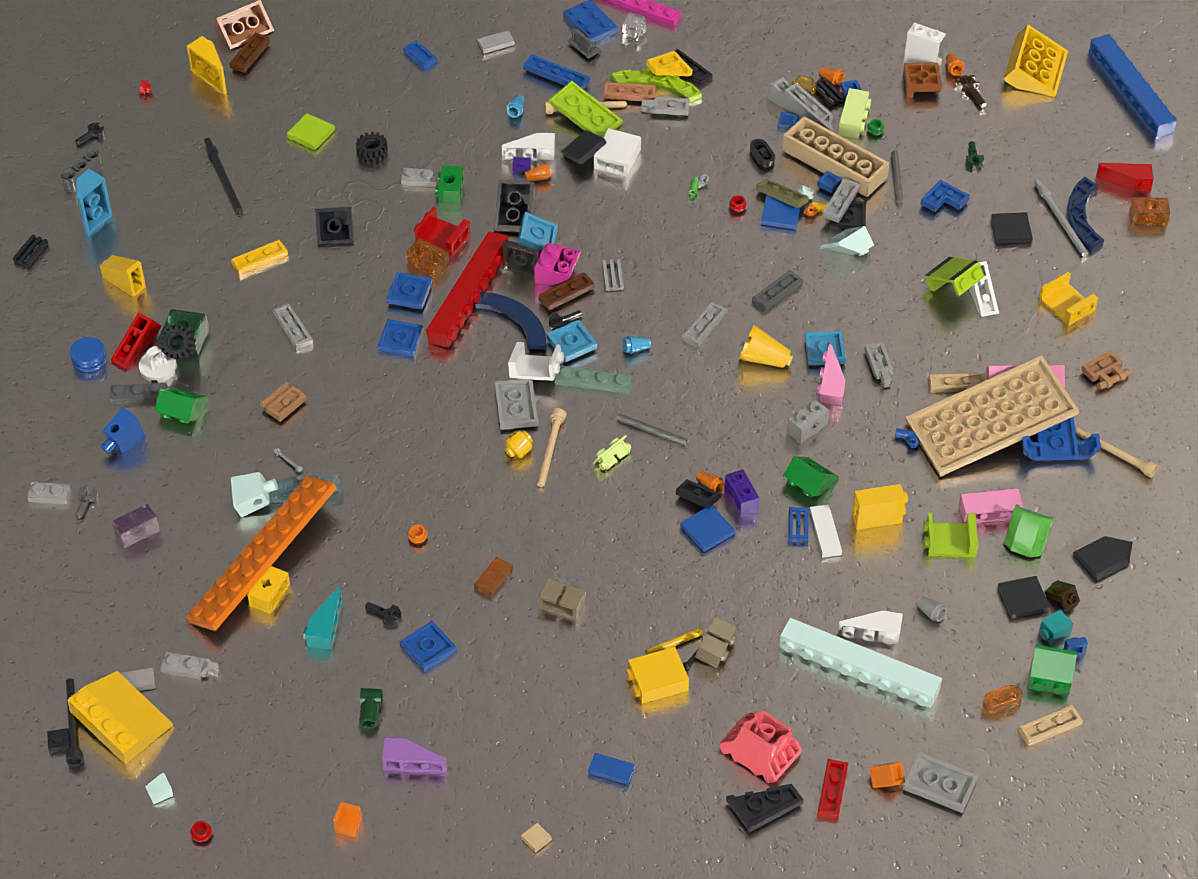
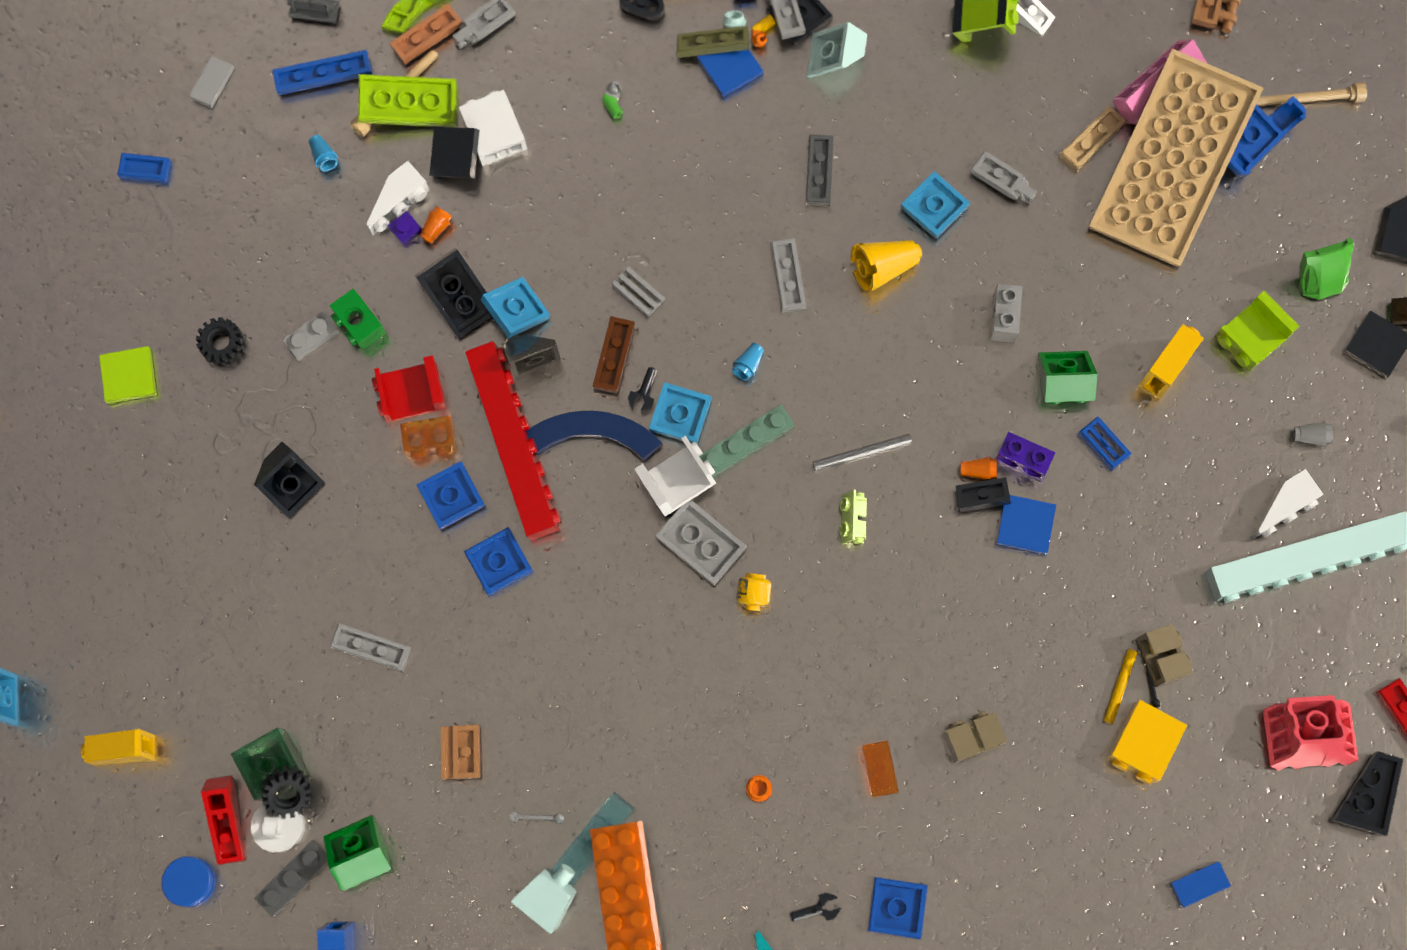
camera: 40 degrees left, 25 degrees up
(213, 153) = (46, 496): black bar -> none
(259, 257) = (242, 589): yellow tile -> none
(555, 264) = (576, 331): dark pink slope -> none
(557, 418) = (759, 523): tan piece -> none
(738, 203) = (678, 85): red plate -> none
(825, 531) = (1136, 428): white tile -> none
(833, 381) = (985, 243): bright pink slope -> none
(909, 436) = (1111, 245): blue arm -> none
(990, 505) = (1260, 264): bright pink brick -> none

